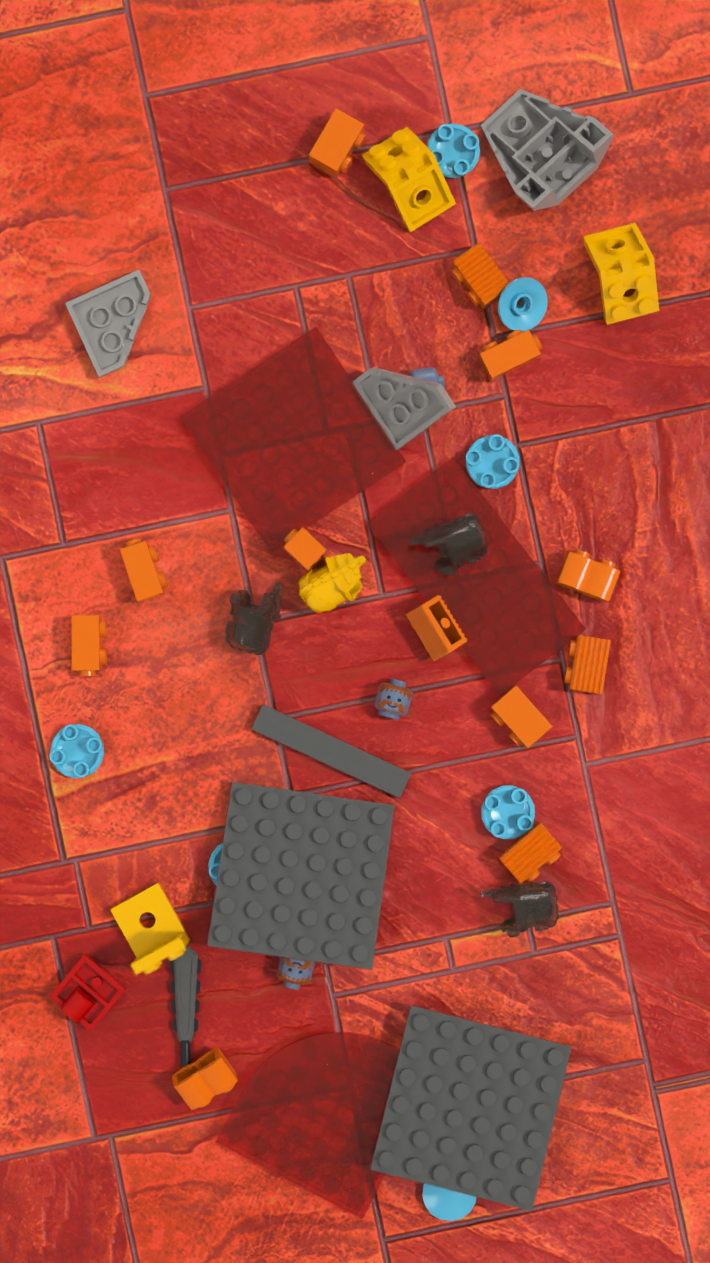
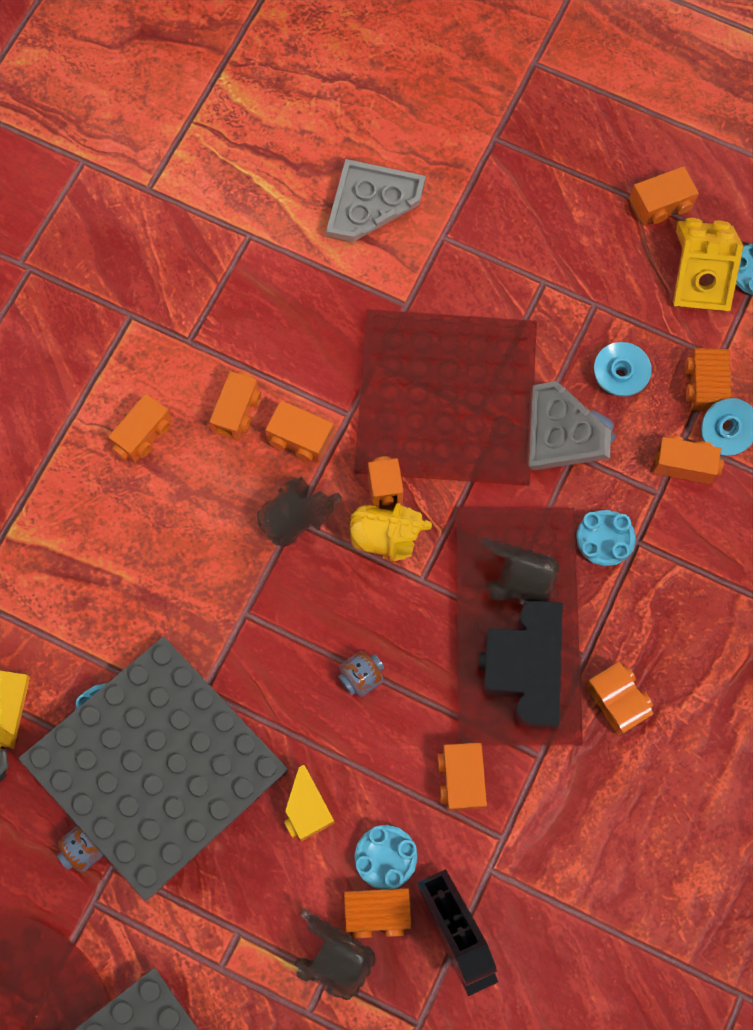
camera: 35 degrees right, 15 degrees down
(77, 751) = (56, 510): medium azure dish -> none
(207, 554) = (299, 432): none -> orange brick
(331, 751) = (271, 679): dark grey tile -> none
(412, 304) = (622, 357): none -> medium azure dish
(429, 822) = (306, 808): none -> yellow slope
(436, 628) = (448, 638): orange brick -> none
(507, 604) = (527, 664): none -> black brick
(587, 664) = (562, 777): orange brick -> none
(595, 826) = (459, 933): none -> black brick

